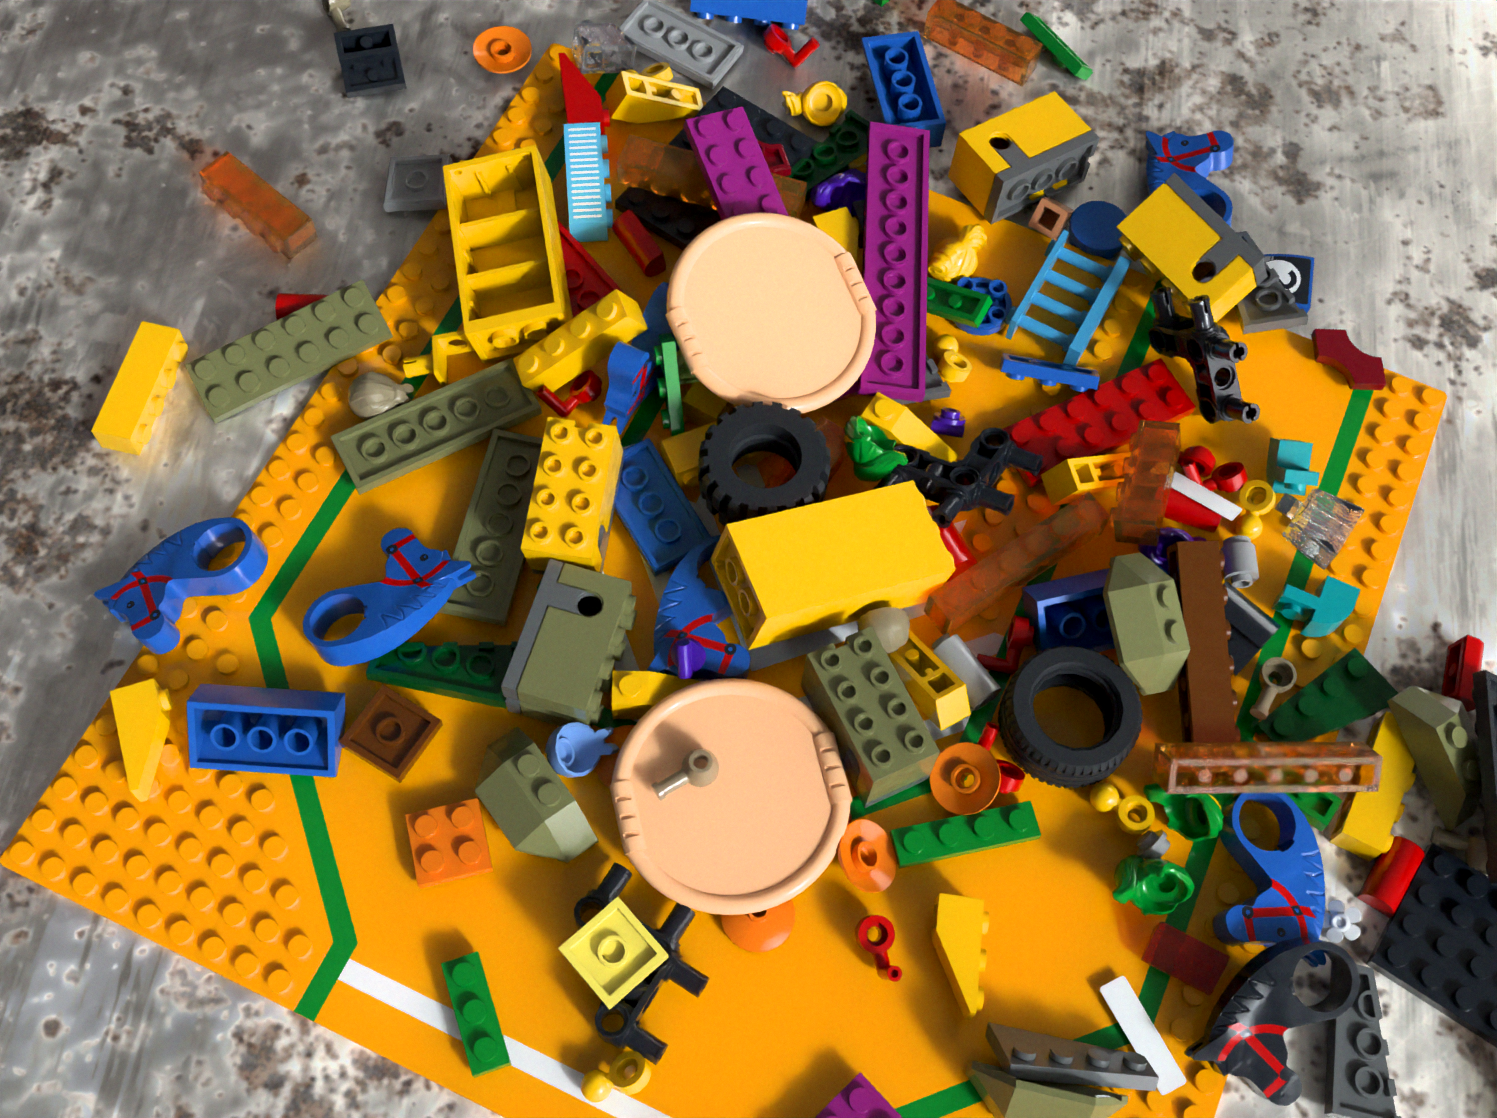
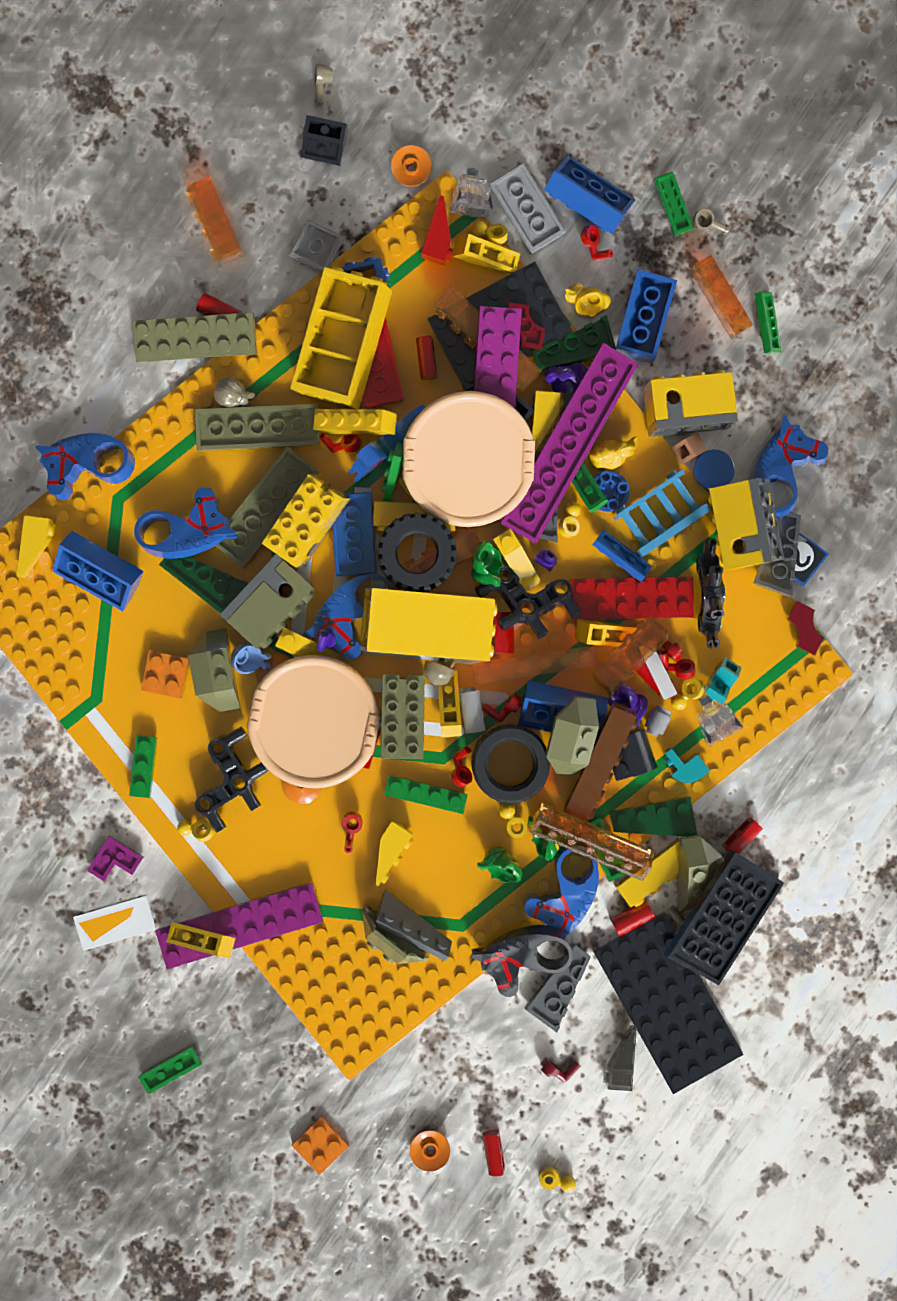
camera: 35 degrees right, 25 degrees up
(140, 388) = (103, 322): yellow brick -> none
(391, 733) = (159, 602): reddish brown plate -> none
(437, 360) = (272, 385): yellow bracket -> none
(585, 182) = (415, 297): medium azure brick -> none
(613, 952) = (217, 775): light yellow plate -> none
(689, 773) = (294, 704): dark tan bar -> none
(867, 856) = (373, 787): orange dish -> none
(949, 775) = (431, 768): orange dish -> none
(1142, 1033) = (458, 930): white sticker -> none
(1152, 844) = (516, 847): light grey plate -> none
(1185, 957) = (499, 907): clear red slope -> none
(1283, 673) = (630, 798): dark tan bar -> none
(1341, 922) = (591, 927): white plant -> none

